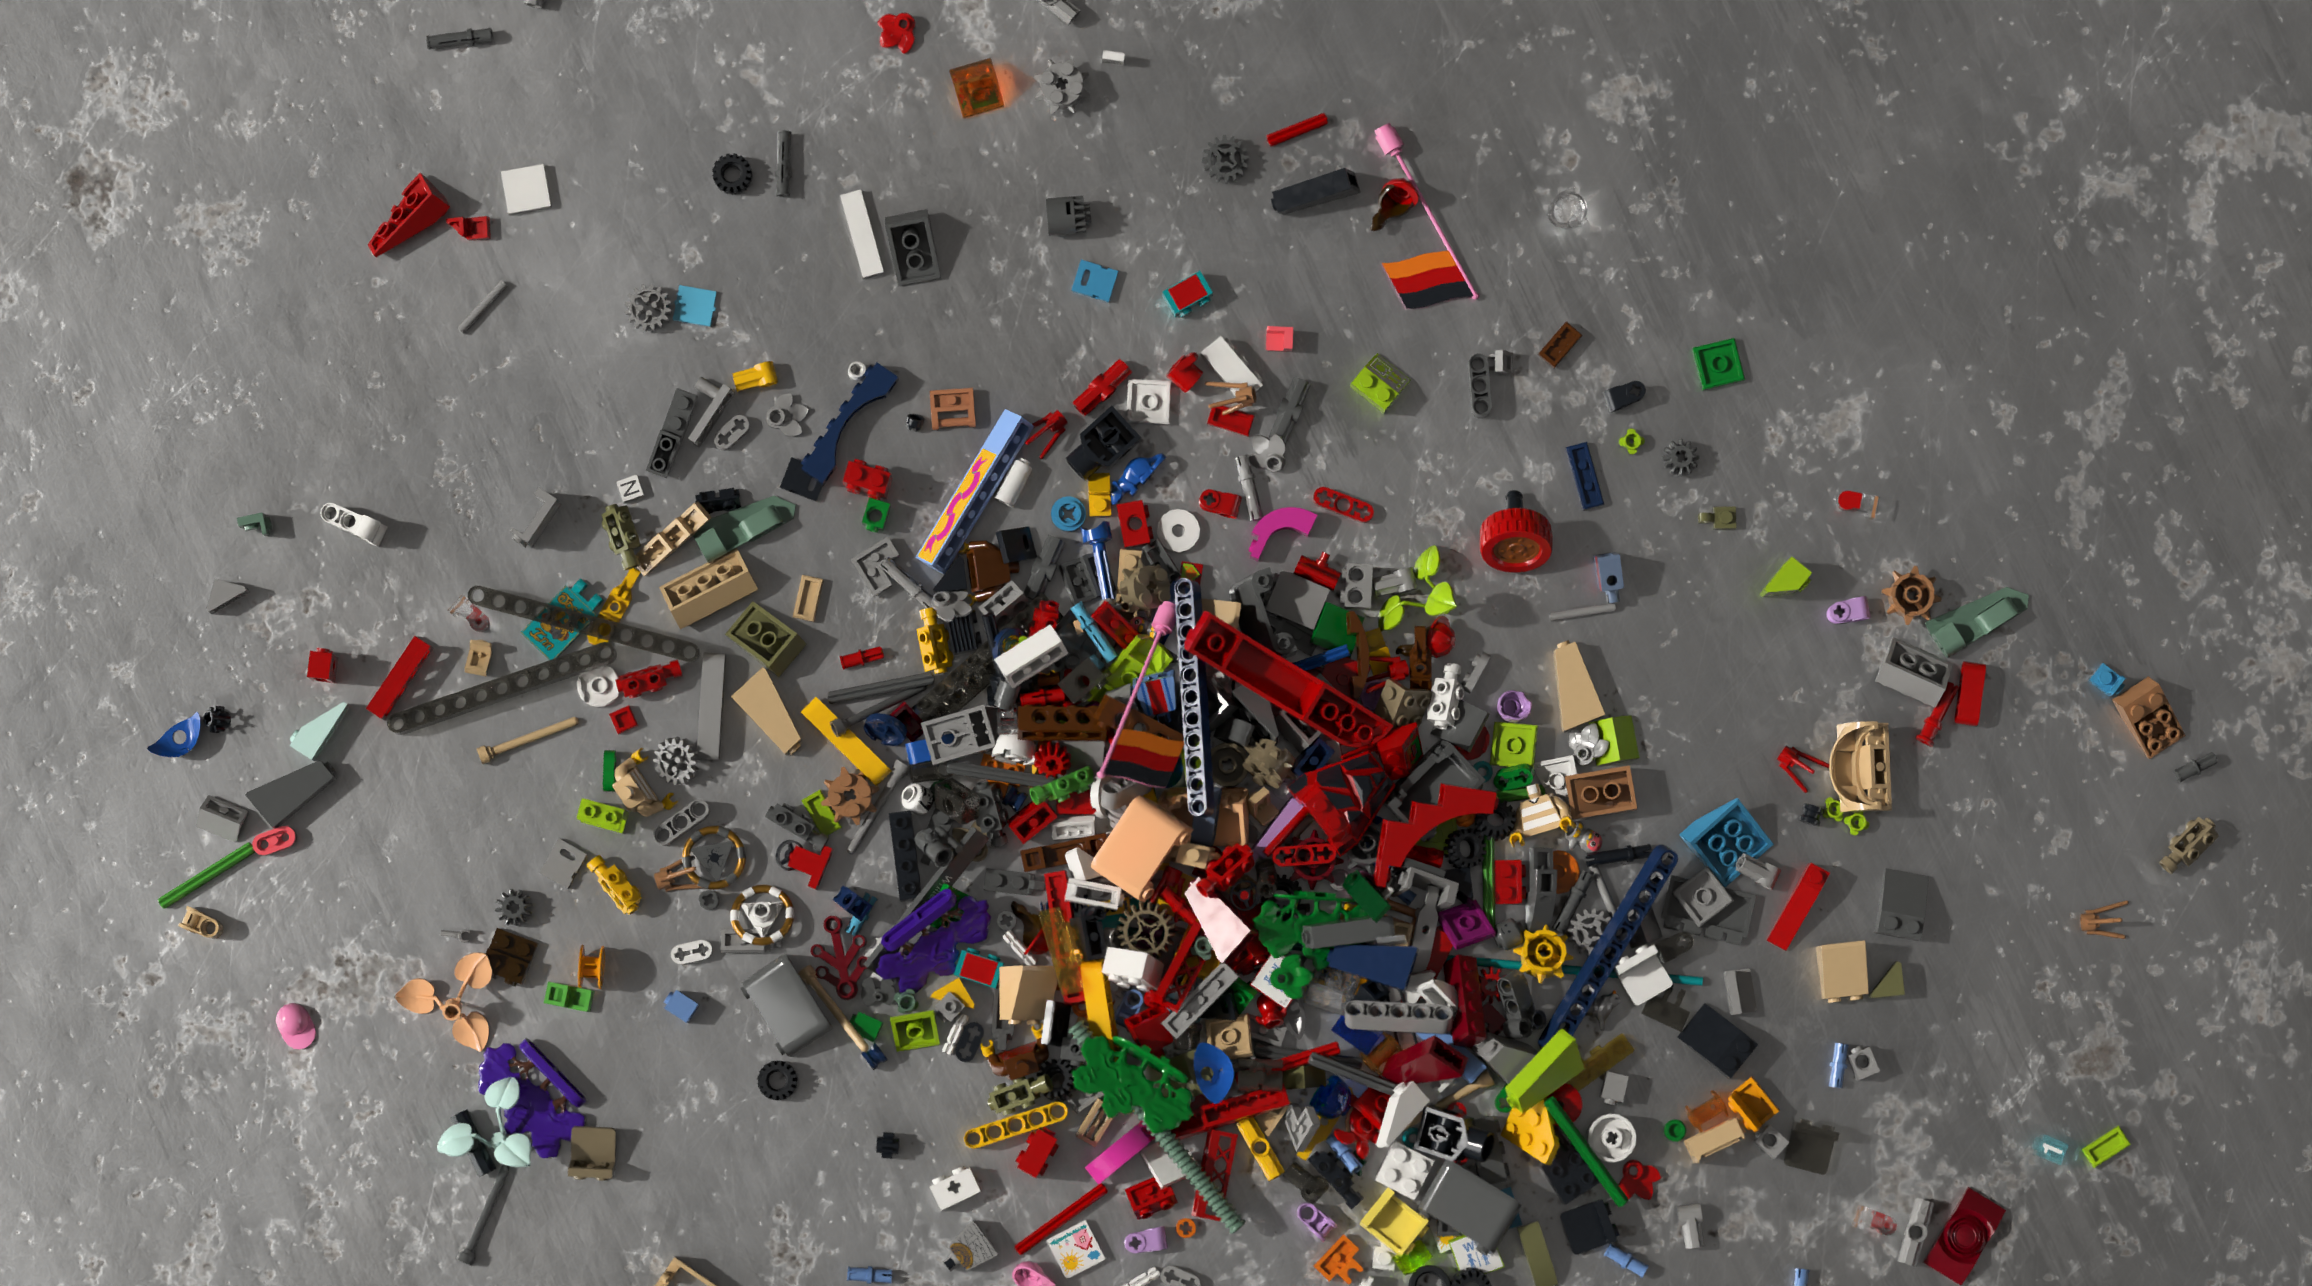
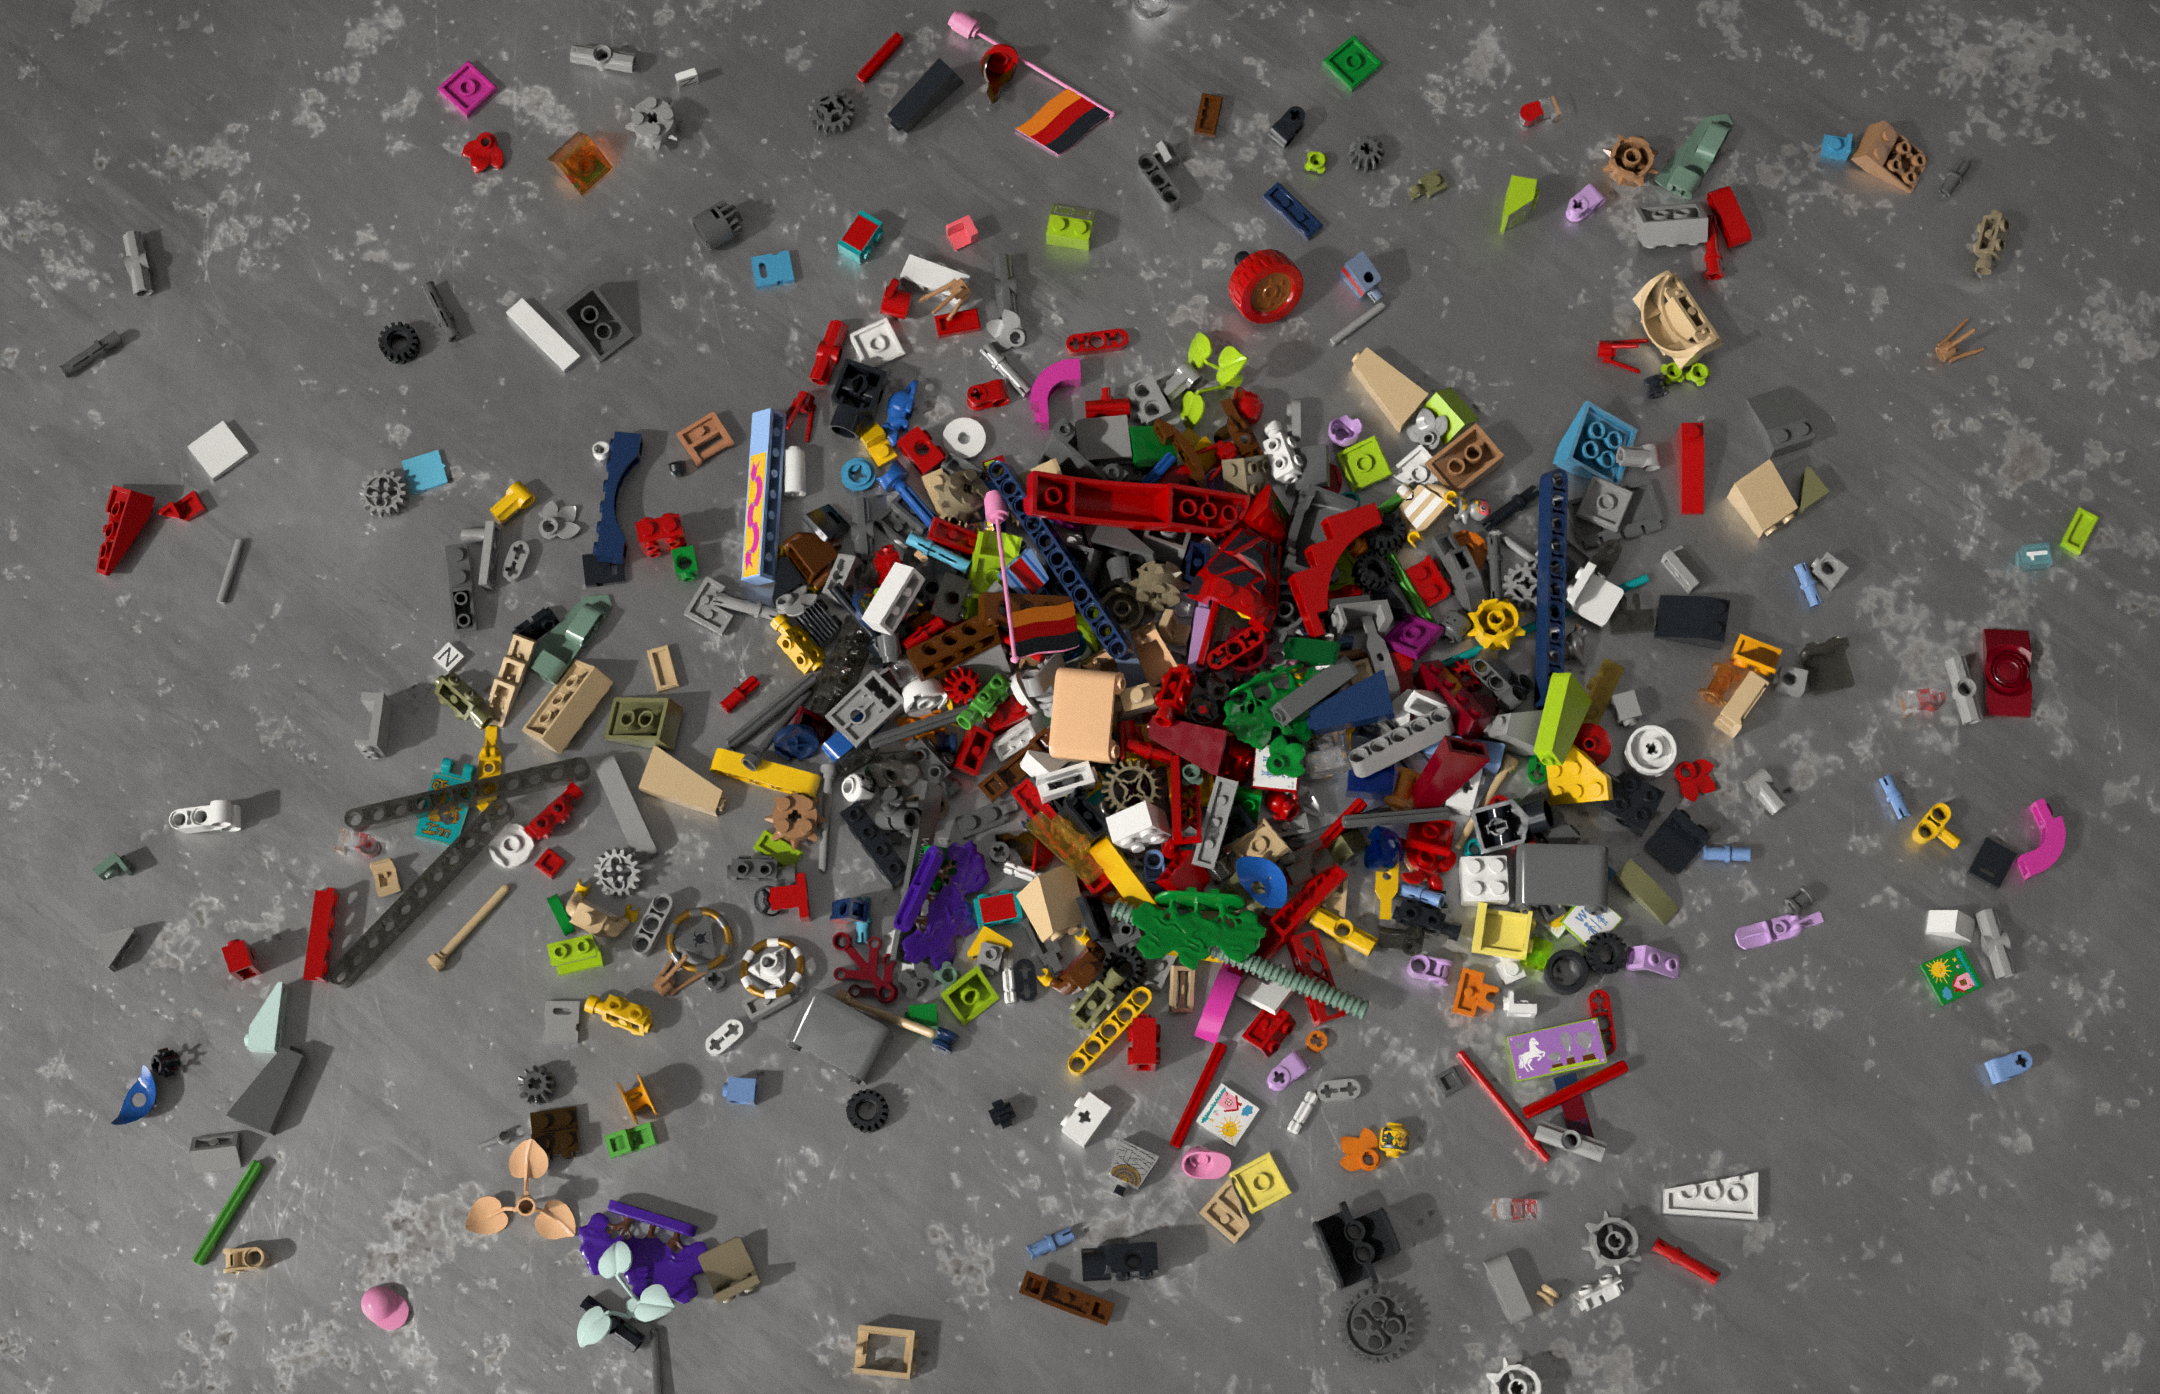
camera: 25 degrees left, 10 degrees down
(274, 839) = (277, 1145): coral plate -> none
(1301, 1125) = (1370, 889): light grey plate -> none
(1392, 940) = (1357, 675): white sticker -> none
(1400, 1111) = (1451, 826): white slope -> none
(1513, 775) = (1377, 486): green beam -> none
(1586, 1151) = (1636, 772): green axle -> none
(1674, 1130) = (1700, 718): green tile -> none

